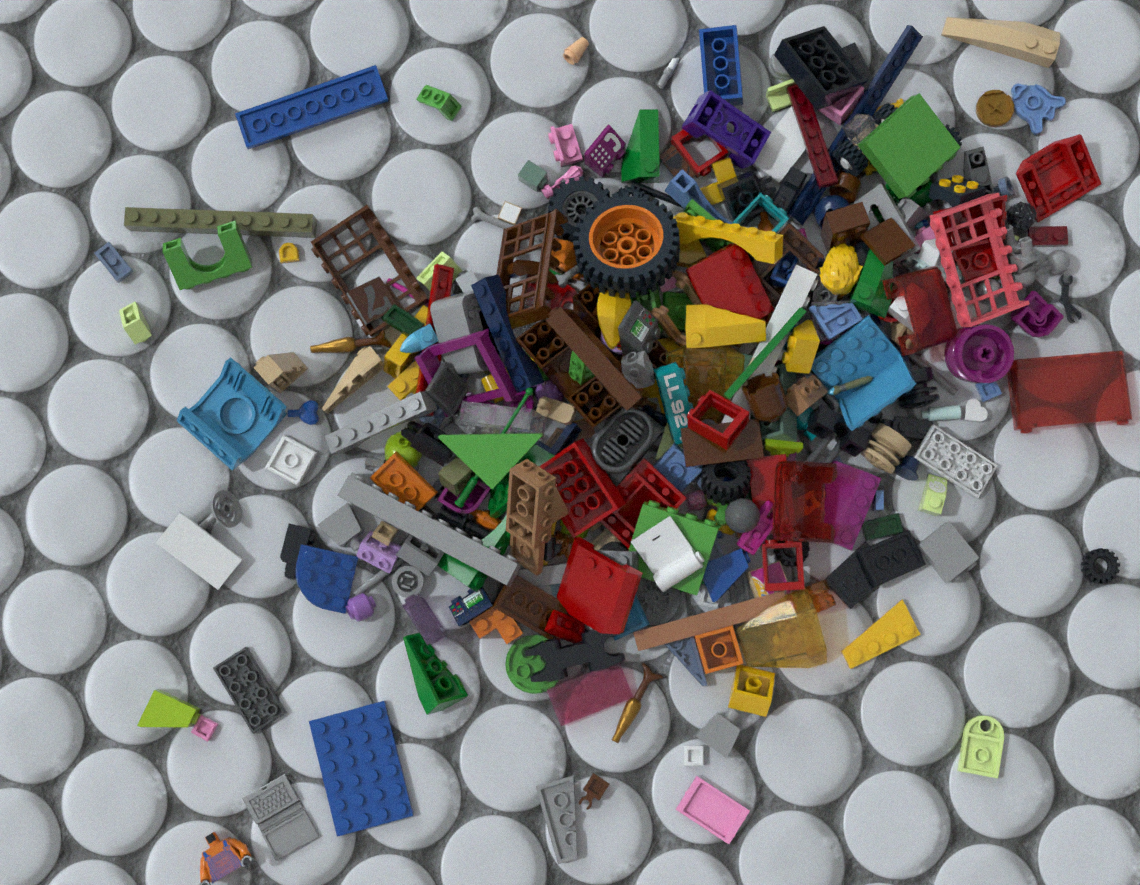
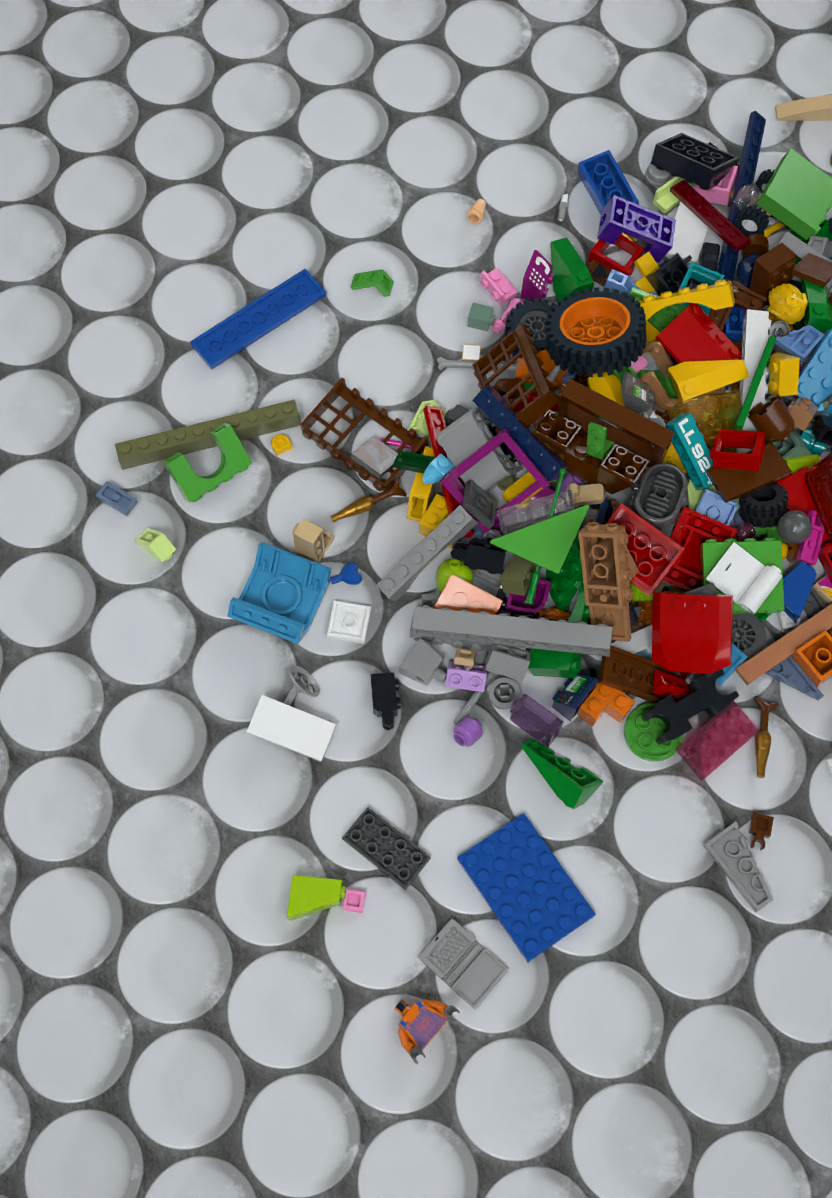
camera: 30 degrees left, 15 degrees down
(325, 577) = (424, 714): blue plate -> none
(360, 371) = (389, 518): tan wedge -> none

